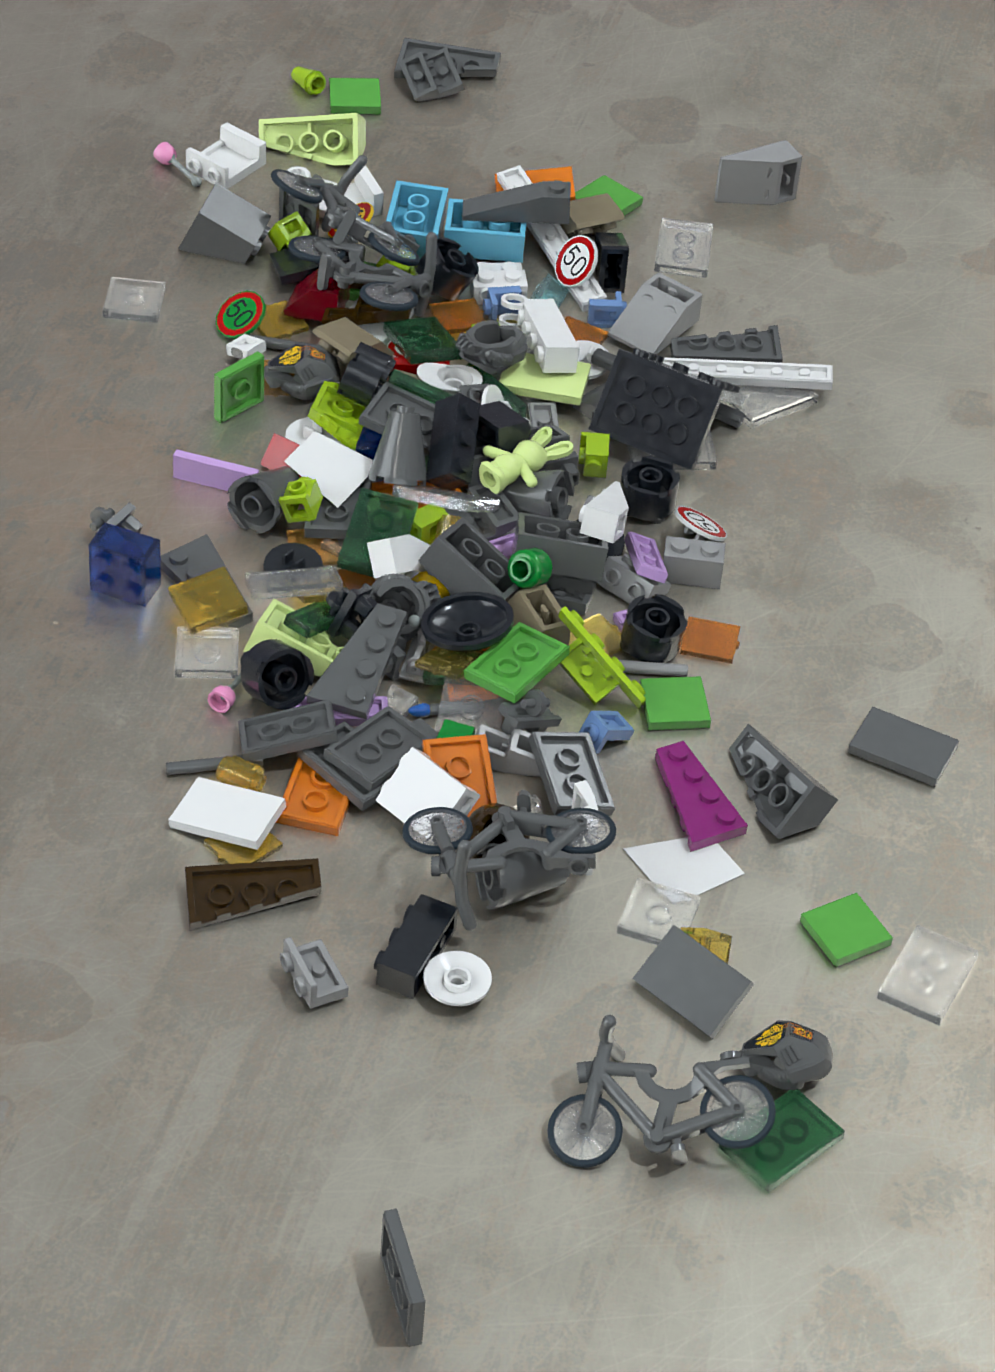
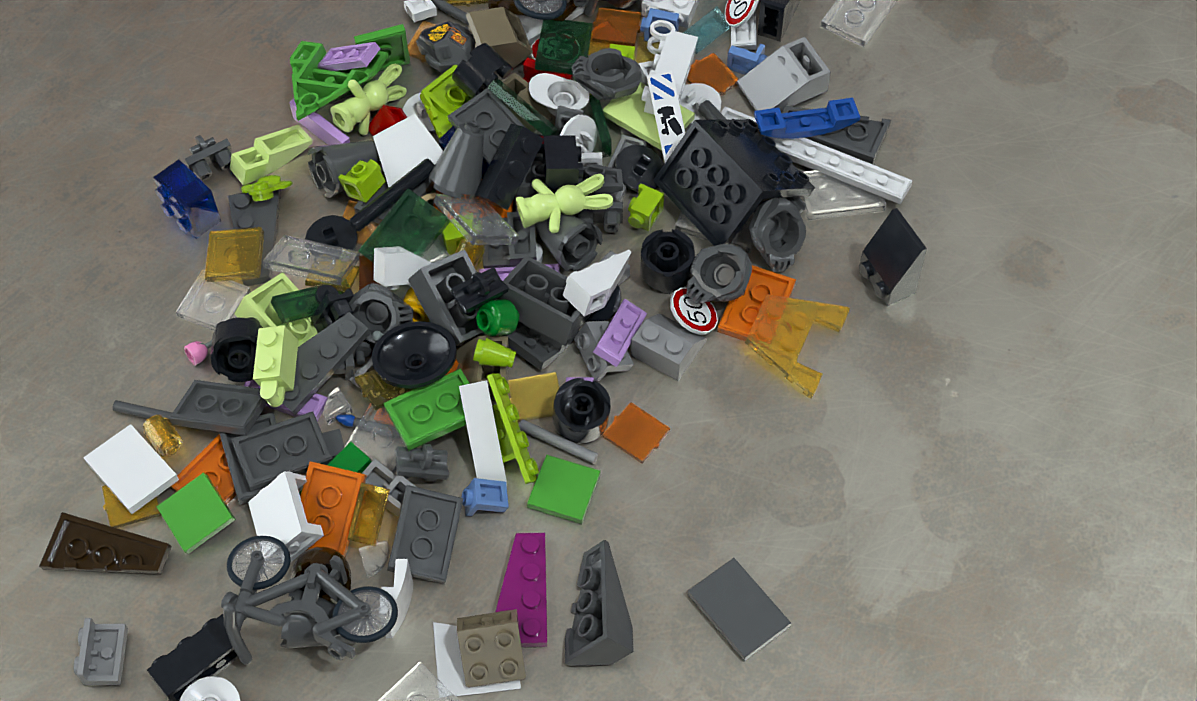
camera: 30 degrees right, 15 degrees up
(176, 510) = (269, 154): none -> yellowish green slope
(196, 537) = (264, 187): none -> lime plate
(205, 428) = (319, 87): none -> bright green wedge
(217, 395) = (349, 57): none -> lavender tile
(258, 430) = (367, 99): none -> yellowish green animal
(325, 827) = (196, 513): none -> bright green tile
(332, 666) = (275, 363): none -> yellowish green brick
(341, 503) = (391, 195): none -> black axle
(503, 543) = (479, 290): none -> black hips
(508, 768) = (368, 514): none -> clear yellow slope
(547, 597) = (493, 354): none -> lime cone
(566, 420) = (638, 166): none -> black piece
(574, 665) = (482, 431): none -> white sticker
(575, 362) = (666, 111): none -> white sticker
(703, 841) = (491, 648): none -> dark tan bracket
(710, 483) = (719, 274): none -> dark grey helmet
(726, 333) = (807, 123): none -> blue slope
(734, 430) = (777, 232): none -> dark grey helmet
(752, 507) = (742, 311): none -> orange tile
(794, 519) = (782, 330): none -> clear yellow wing
(864, 424) = (893, 259): none -> black slope

